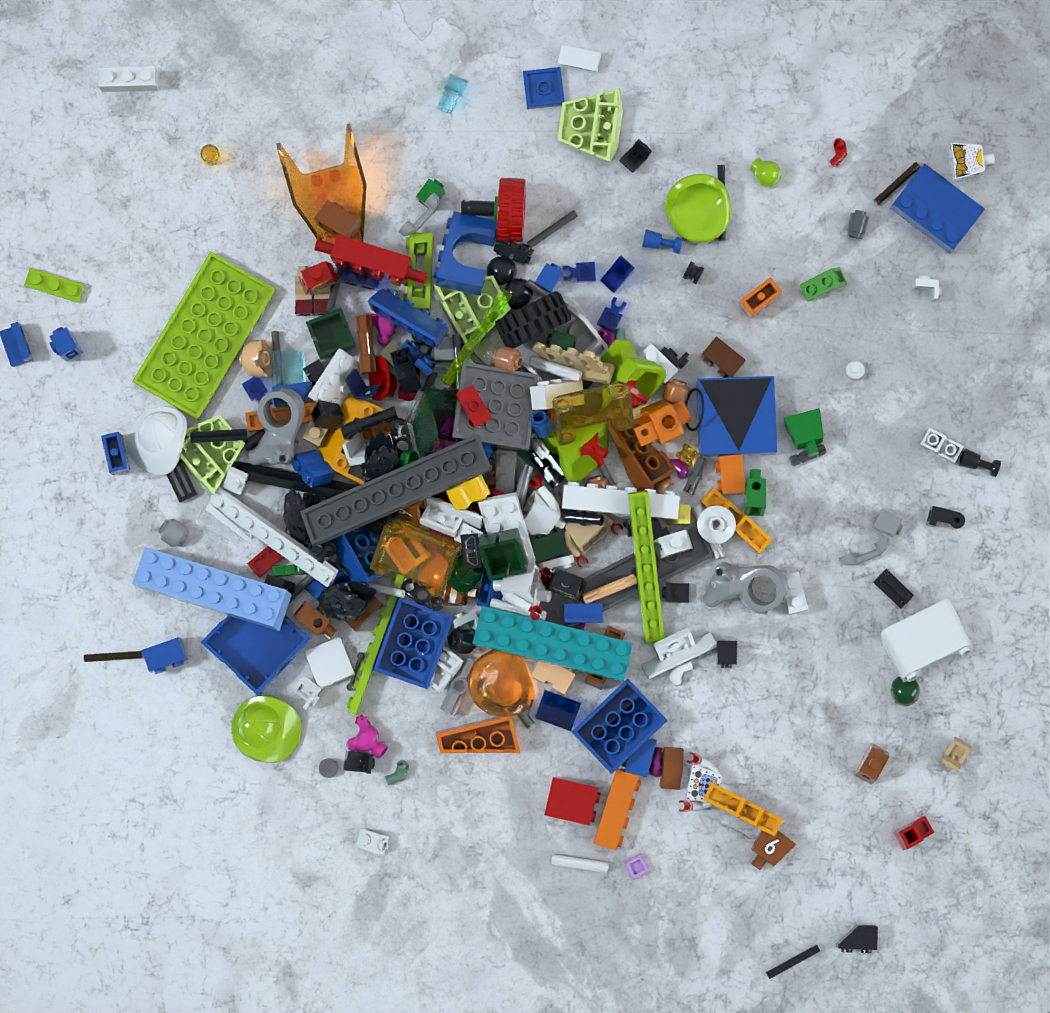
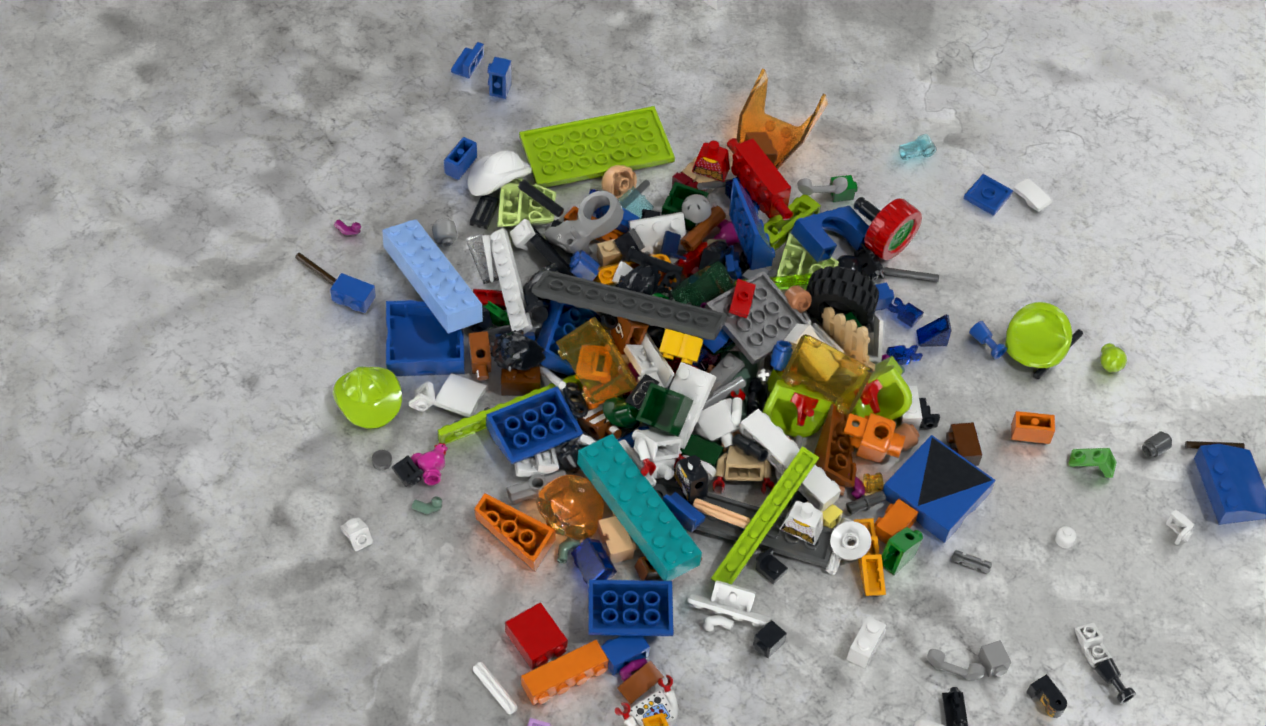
camera: 35 degrees right, 30 degrees down
(54, 285) = (530, 51): lime plate -> none
(97, 599) = (354, 229): none -> magenta arm
(212, 158) = (713, 61): clear yellow wheel -> none
(346, 334) = (696, 208): none -> light grey helmet
(593, 123) = (1007, 236): yellowish green wedge -> none
(636, 156) = (1019, 278): black bracket -> none
(693, 272) = (994, 375): black wheel -> none
(702, 412) = (898, 462): black piece -> none
(736, 582) = (828, 592): light grey animal -> none
(805, 430) = (987, 540): green torso -> none
(840, 152) = (1185, 393): red arm -> none

